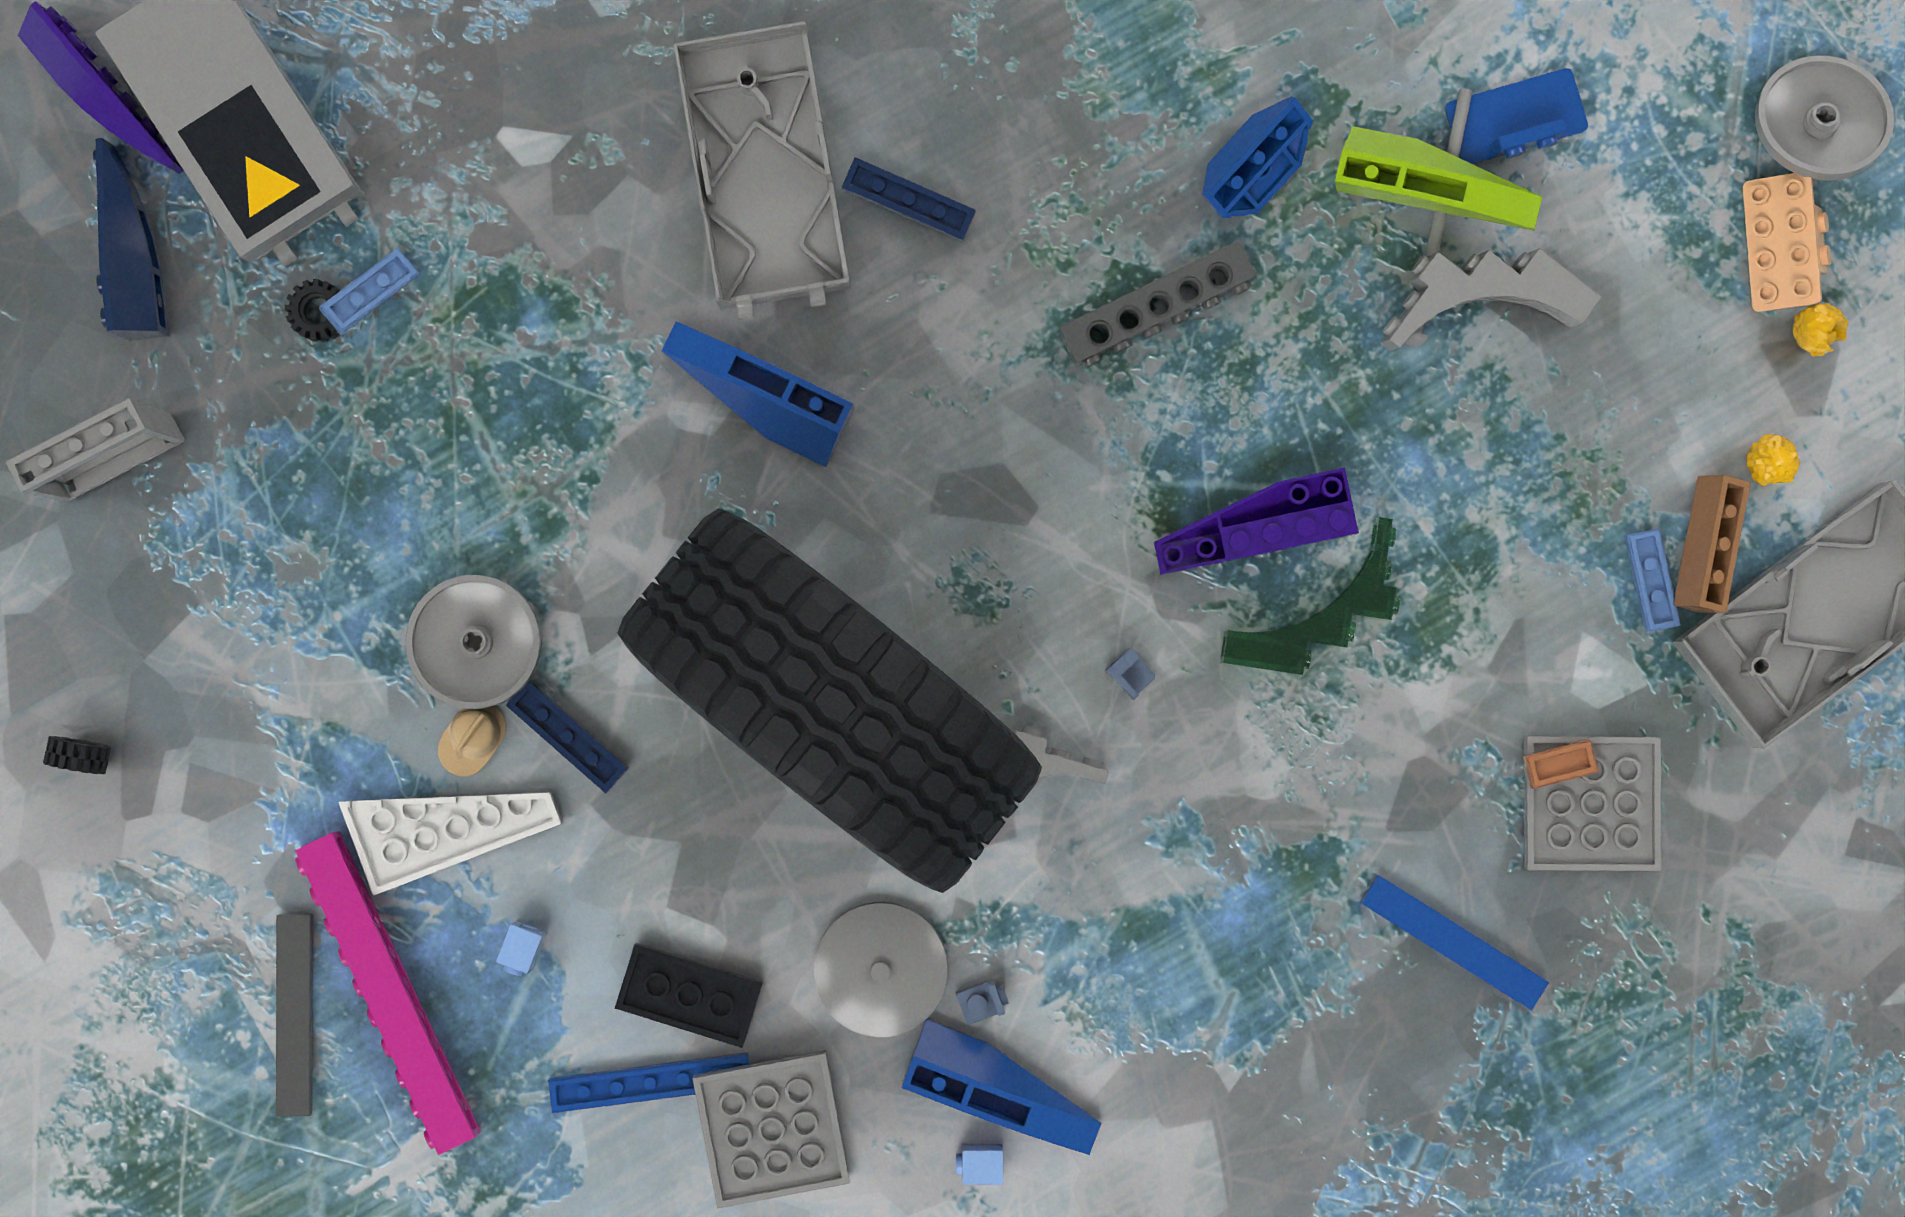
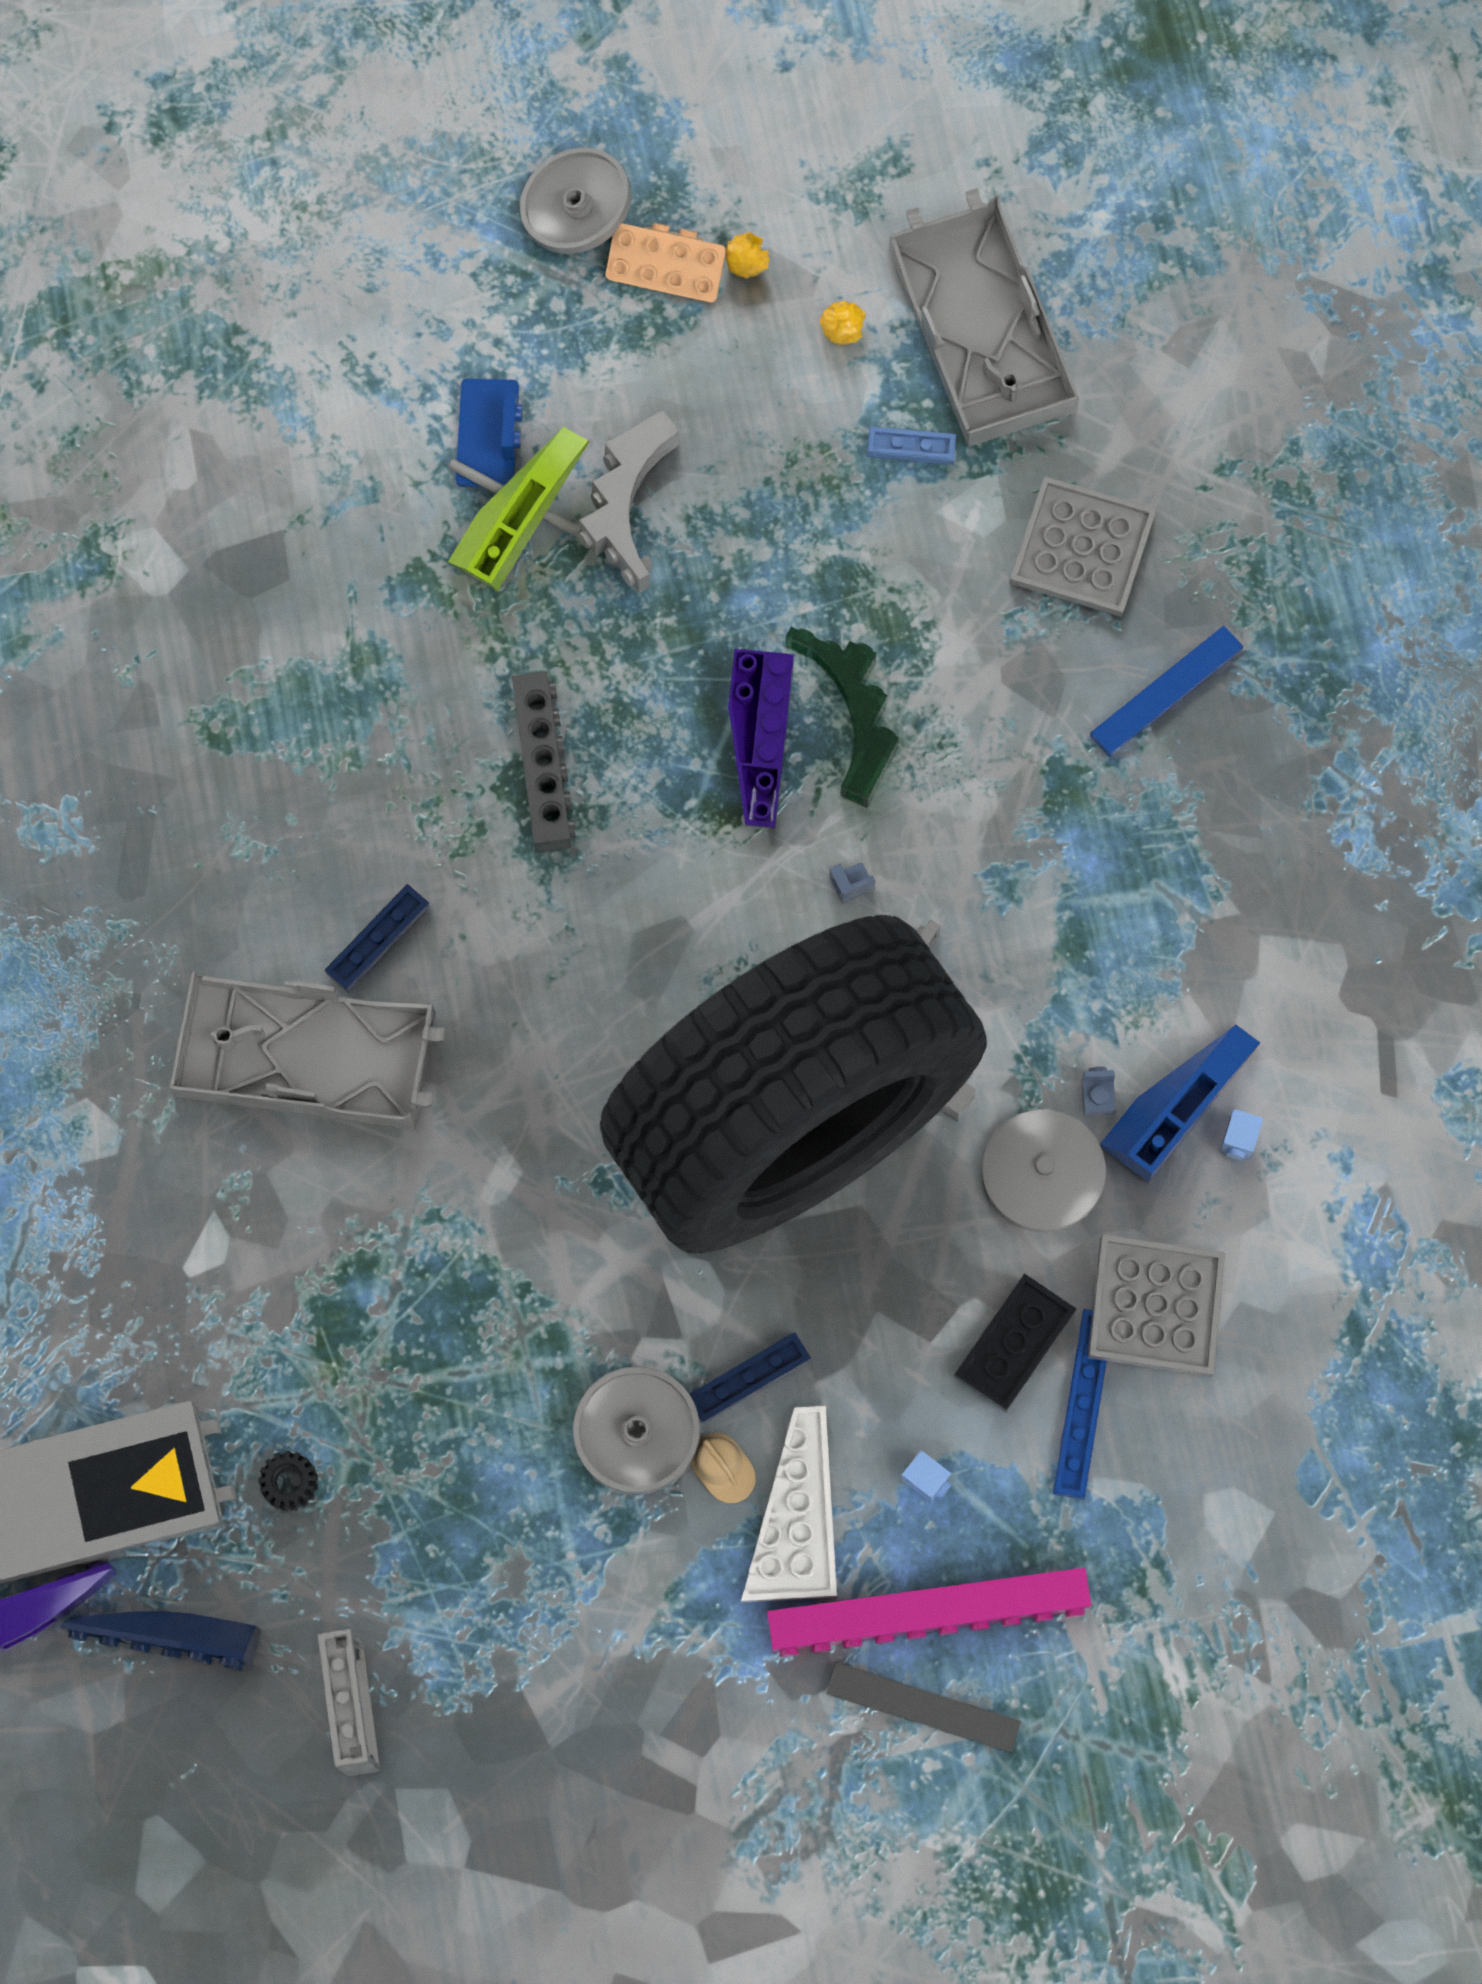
camera: 70 degrees left, 15 degrees down
(77, 755) = (619, 1826): black tyre -> none
(369, 291) = (288, 1426): medium blue tile -> none
(763, 395) = (504, 1110): blue wedge -> none
(1257, 159) = (447, 641): blue wedge -> none
(1560, 763) = (1041, 559): nougat tile -> none
(1712, 544) = (896, 388): medium nougat brick -> none

